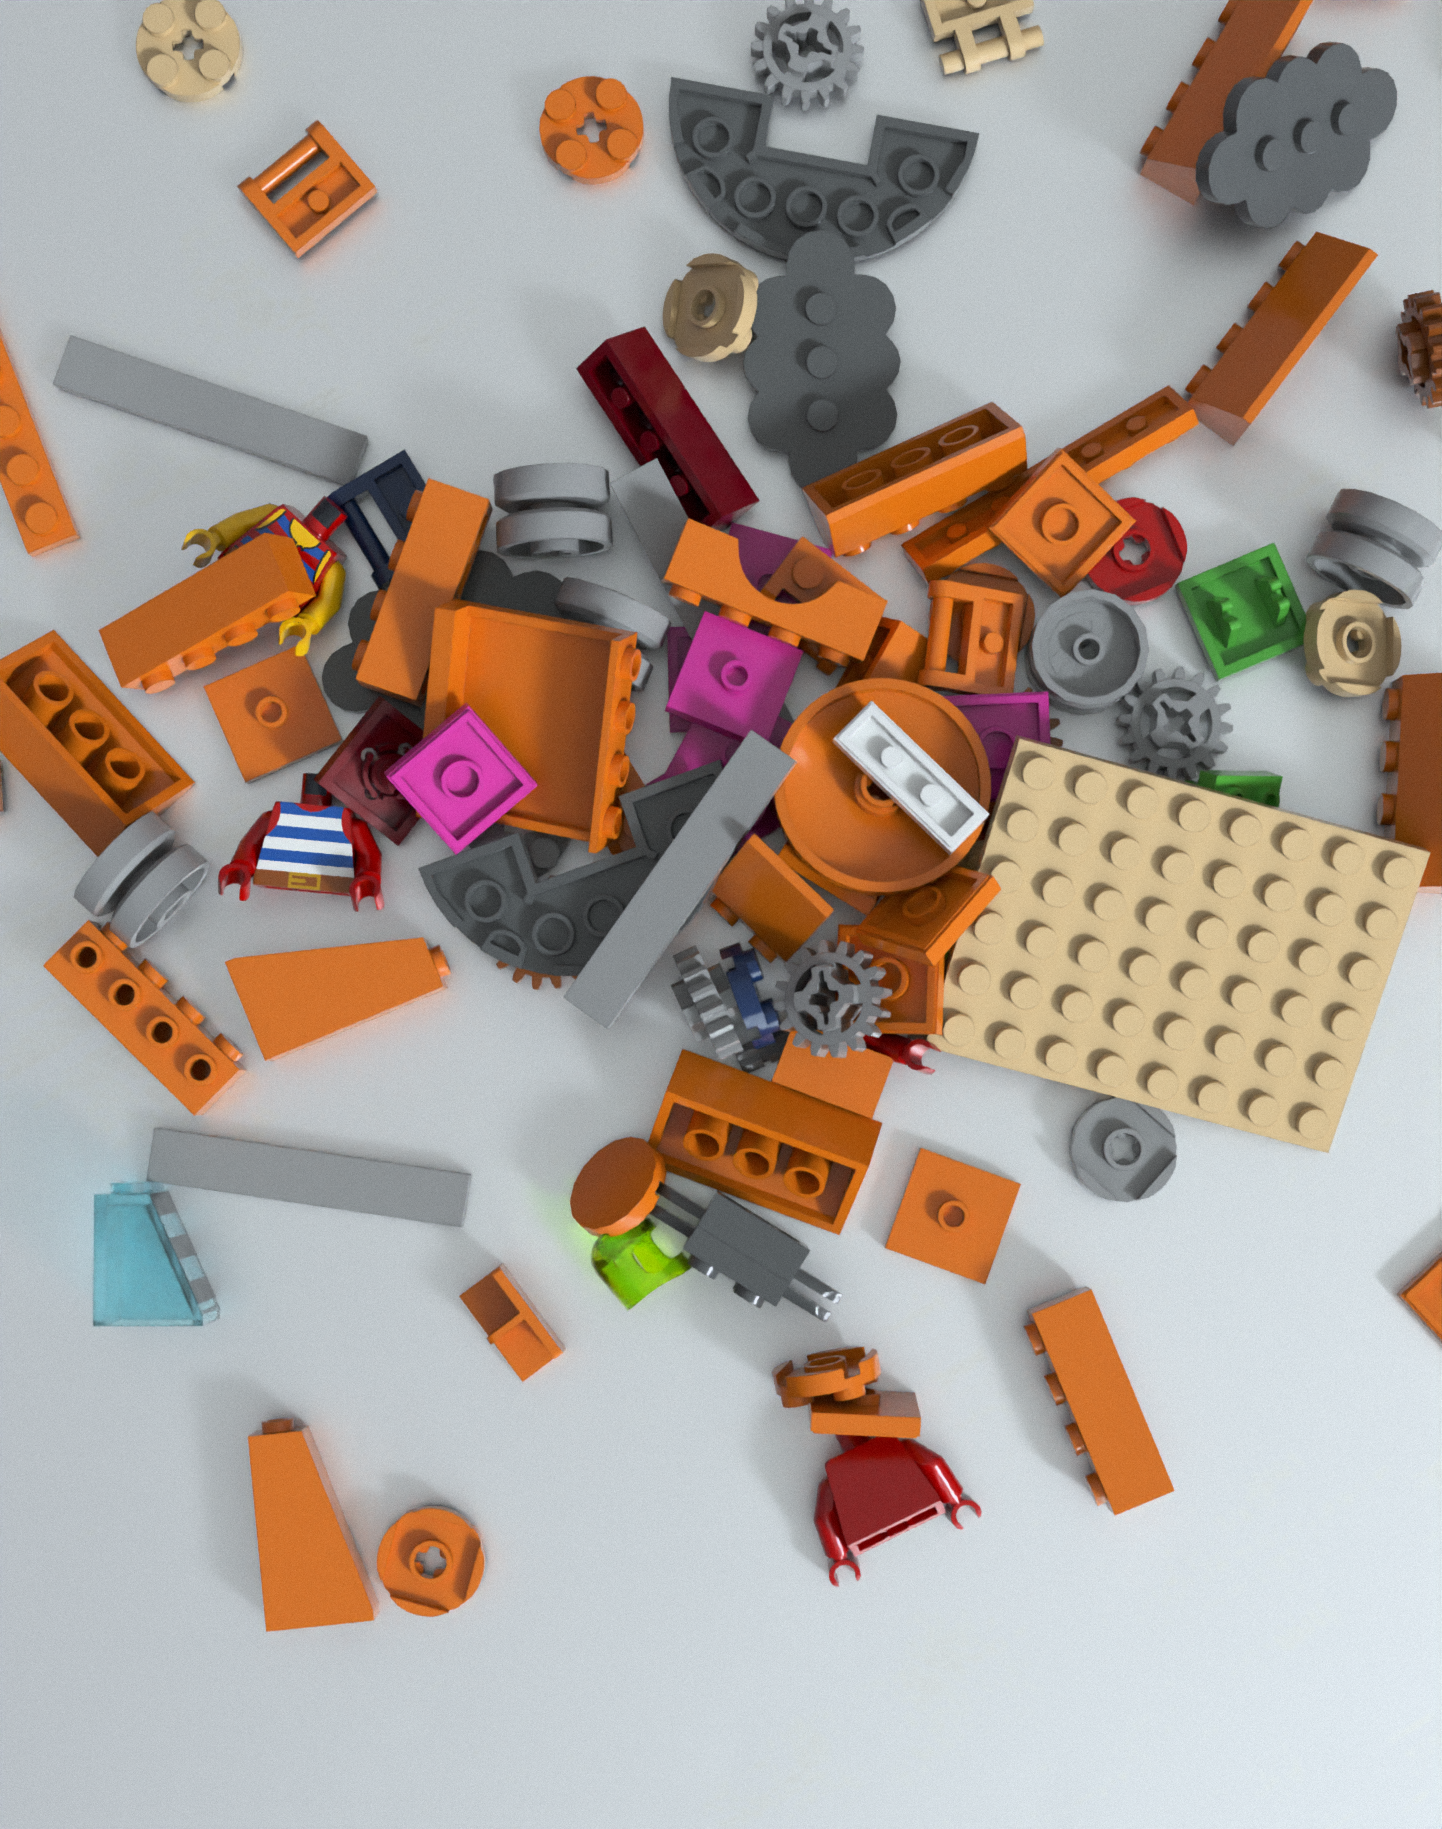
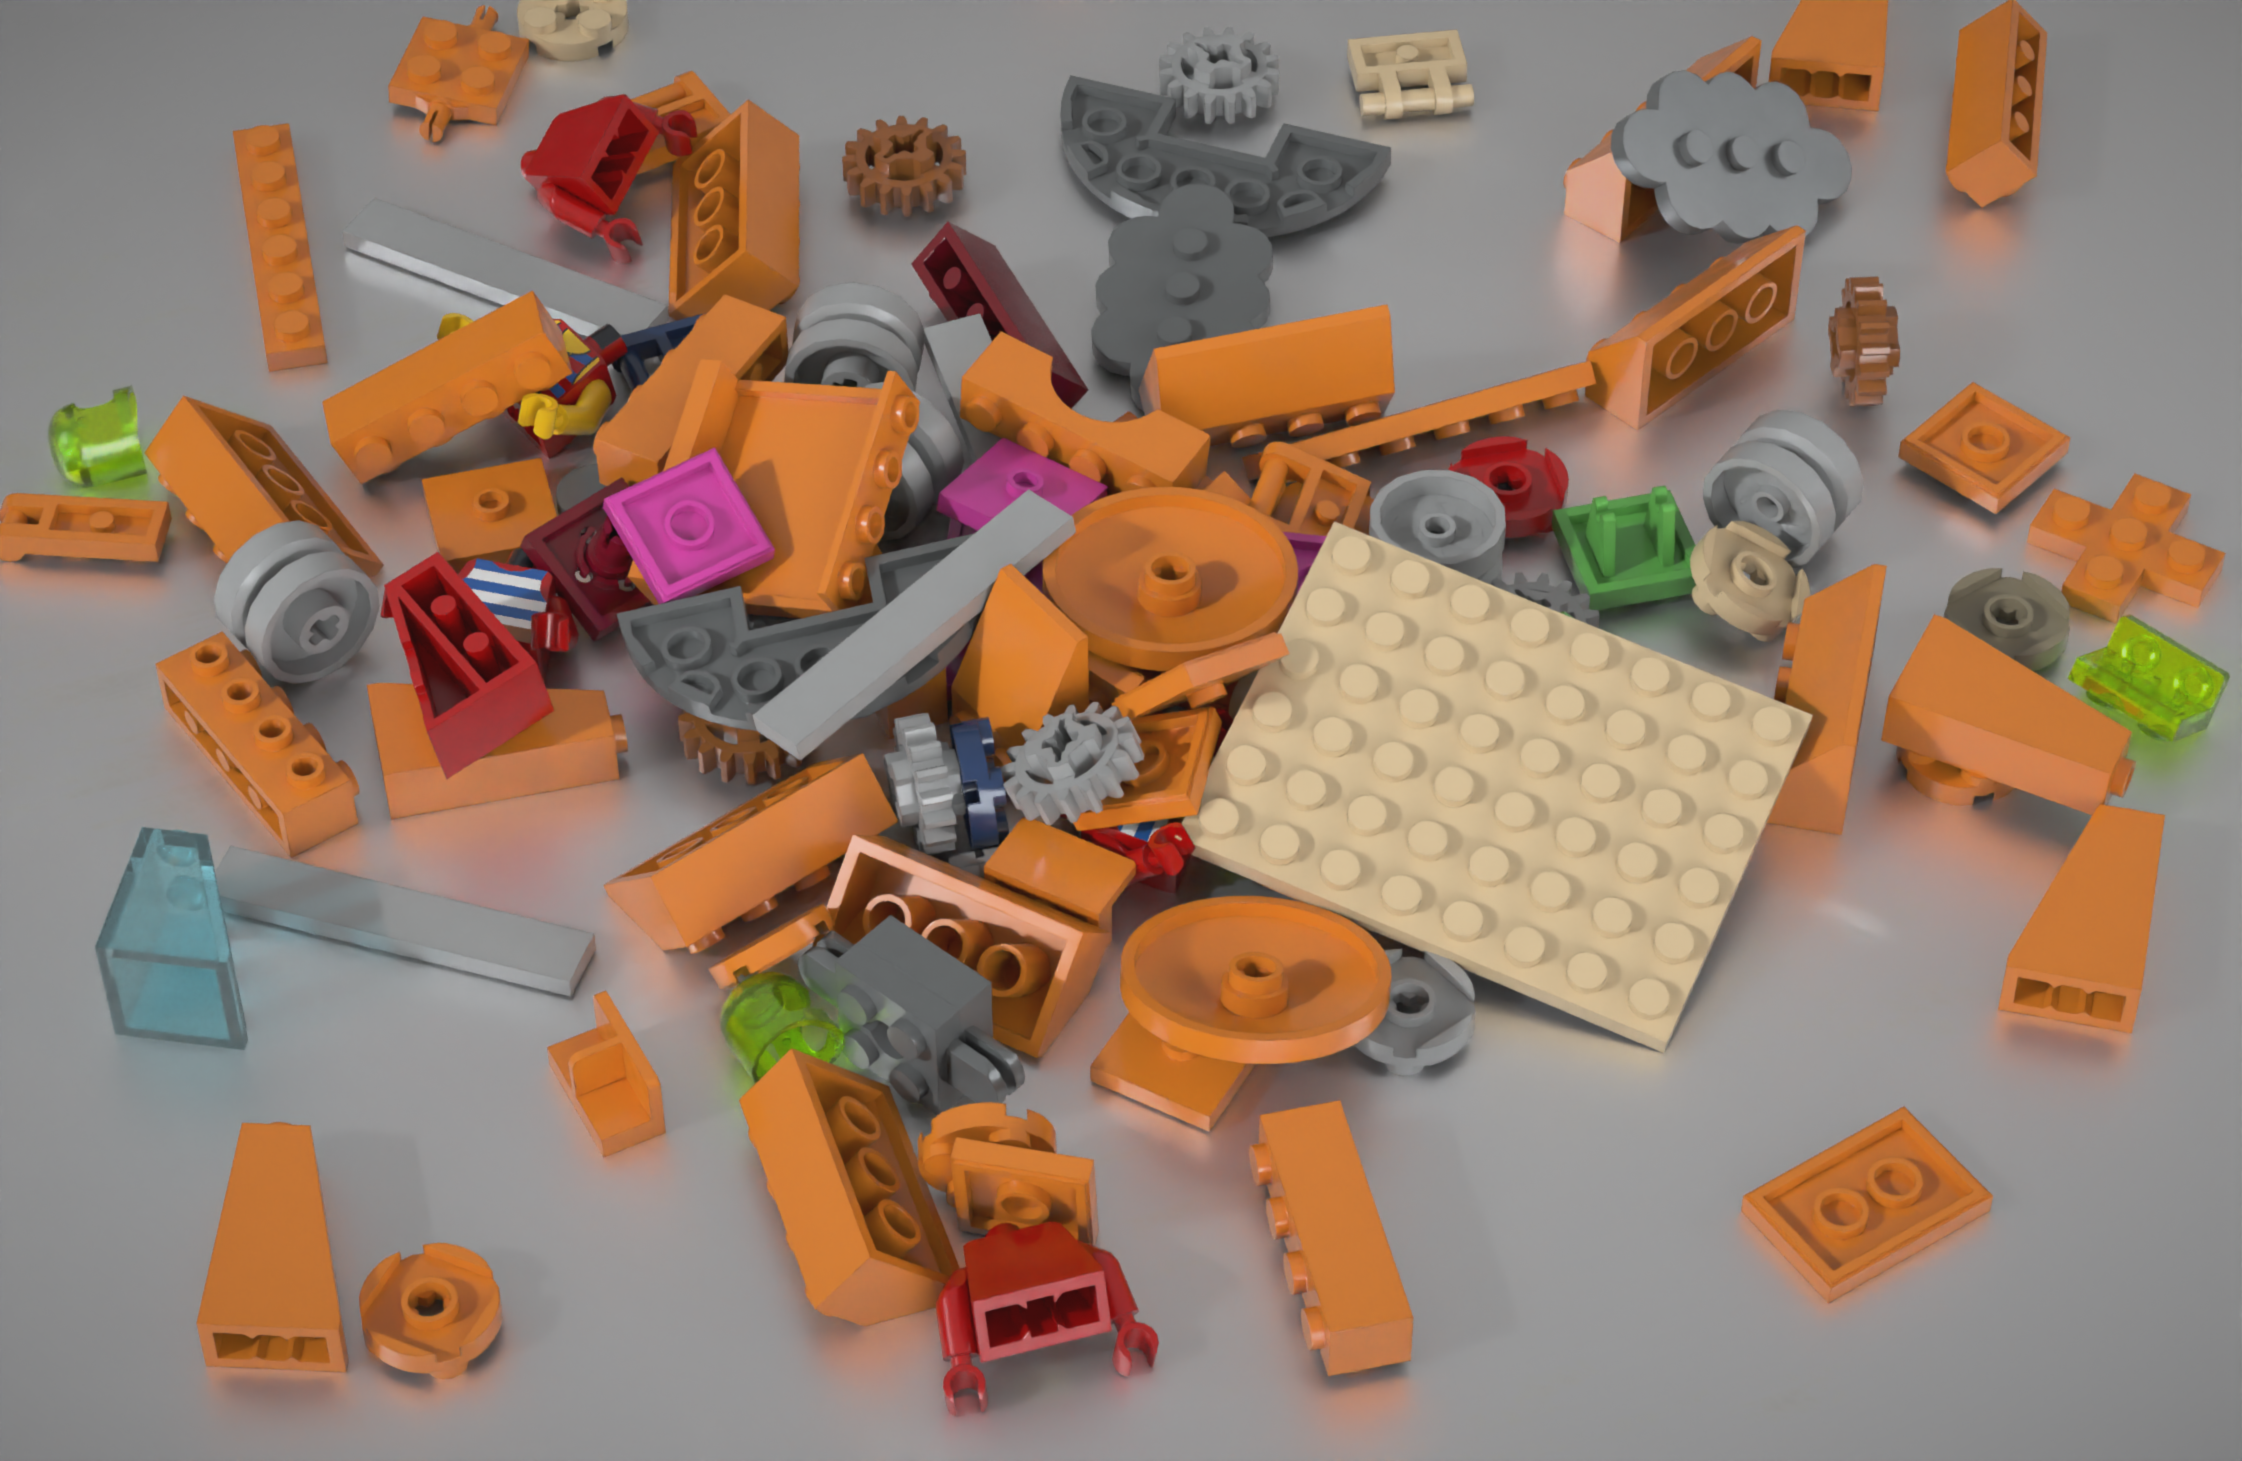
camera: 10 degrees right, 40 degrees down
(102, 143) = (458, 71): none -> orange plate
(260, 278) = (594, 158): none -> red torso
(304, 960) = (464, 665): none -> red wedge
(403, 319) = (736, 216): none -> orange slope
(551, 202) = (904, 166): none -> dark orange gear
(572, 1083) = (753, 854): none -> orange slope
(607, 104) = (996, 96): orange plate -> none
(724, 1407) = (848, 1191): none -> orange slope
(733, 315) = (1072, 240): tan plate -> none
(910, 777) = (1204, 559): white tile -> none
(1015, 1129) = (1255, 979): none -> orange dish
(1060, 523) = (1423, 424): orange plate -> none

